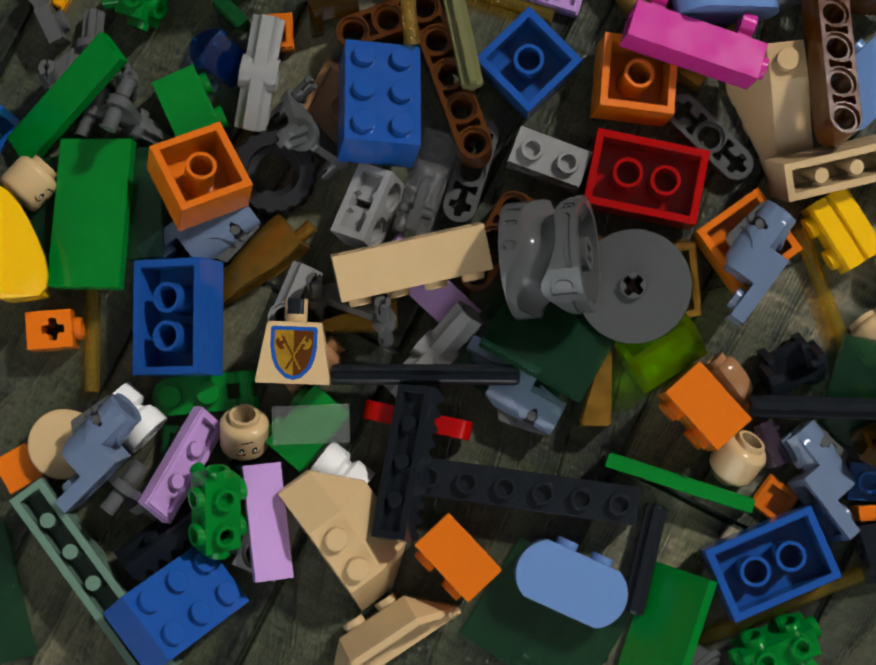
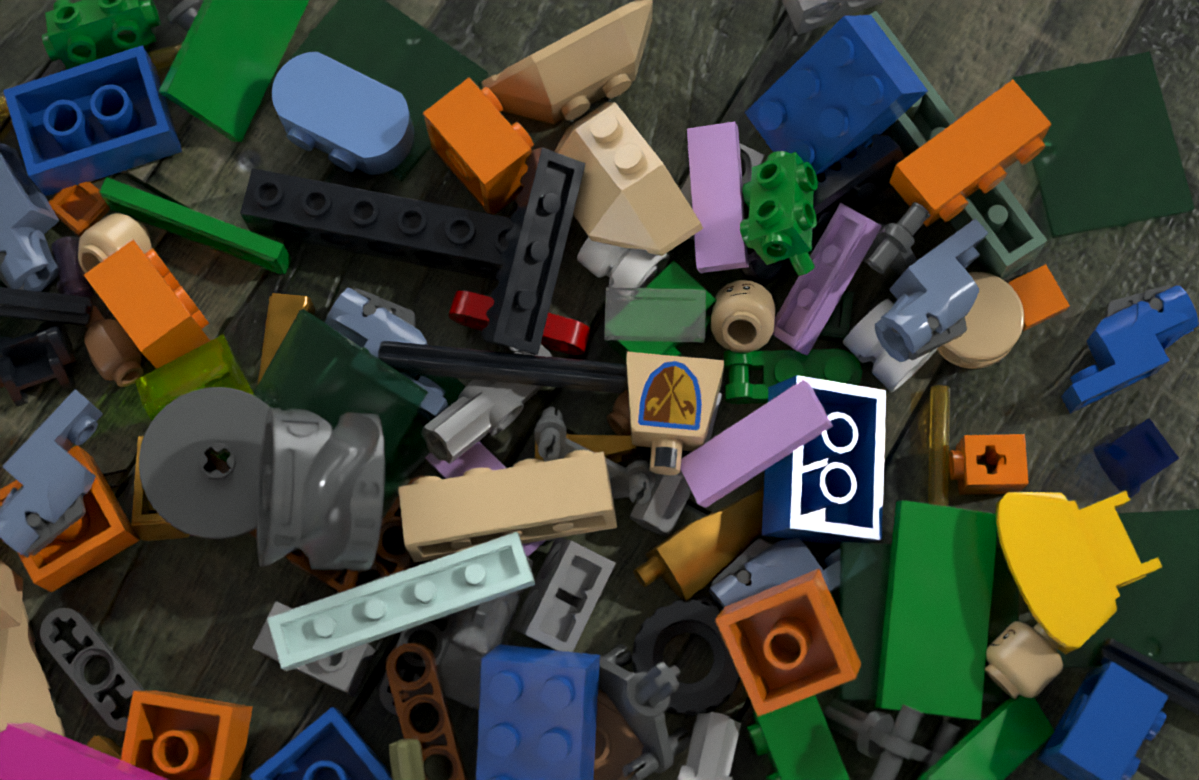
camera: 170 degrees left, 10 degrees down
(67, 561) = (972, 153): none -> orange brick
(229, 319) = (754, 443): none -> lavender tile
(483, 185) = (400, 601): none -> light aqua plate
(645, 179) = (186, 610): red brick -> none
(645, 558) = (247, 143): black axle -> none

